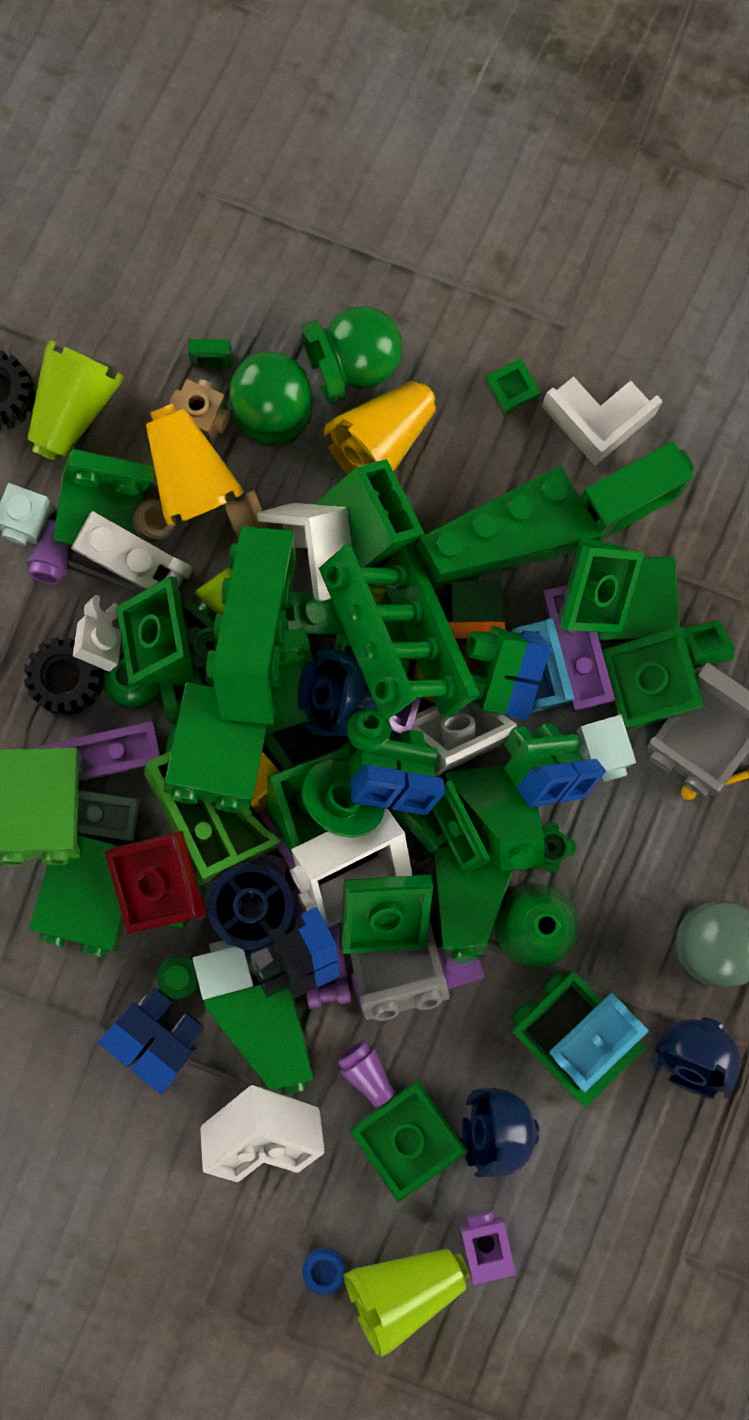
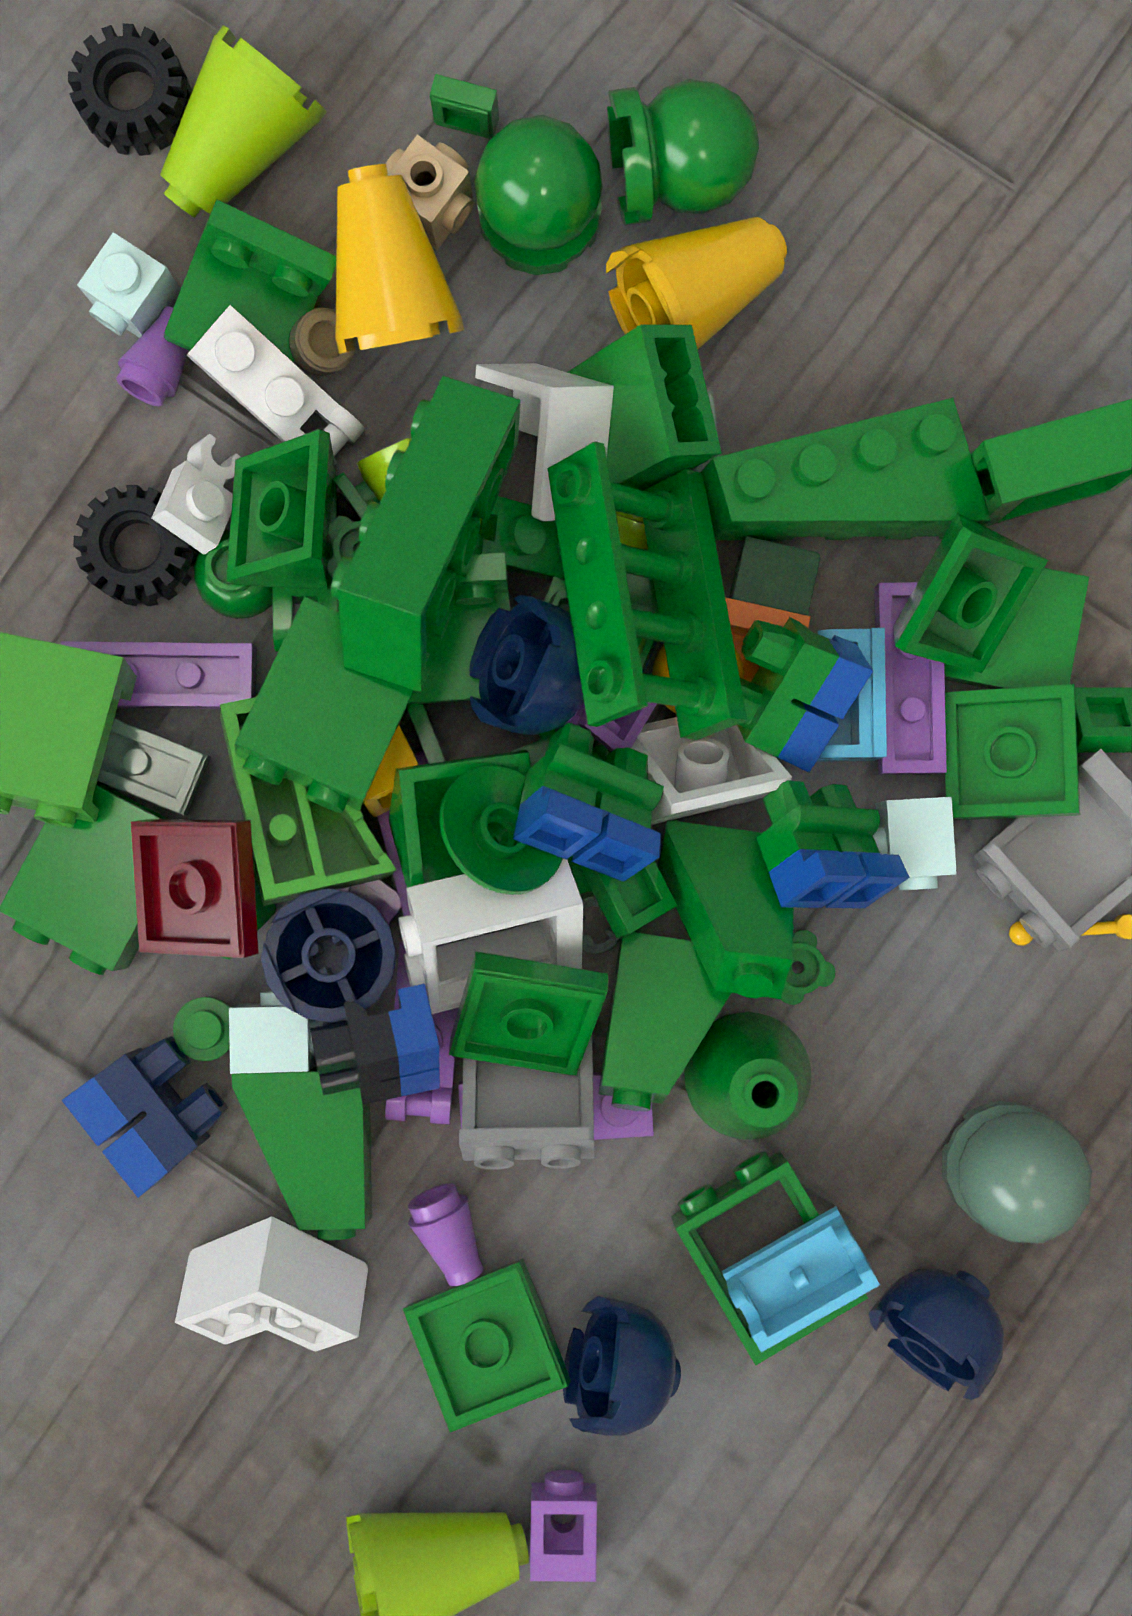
camera: 15 degrees right, 5 degrees up
(244, 512) = (459, 358): tan wheel -> none
(324, 1271) = (320, 1500): blue tile -> none
(364, 738) = (560, 750): green plate -> none
(460, 830) = (668, 916): green slope -> none
(512, 386) = (907, 262): green plate -> none
(594, 427) = (1022, 355): white panel -> none

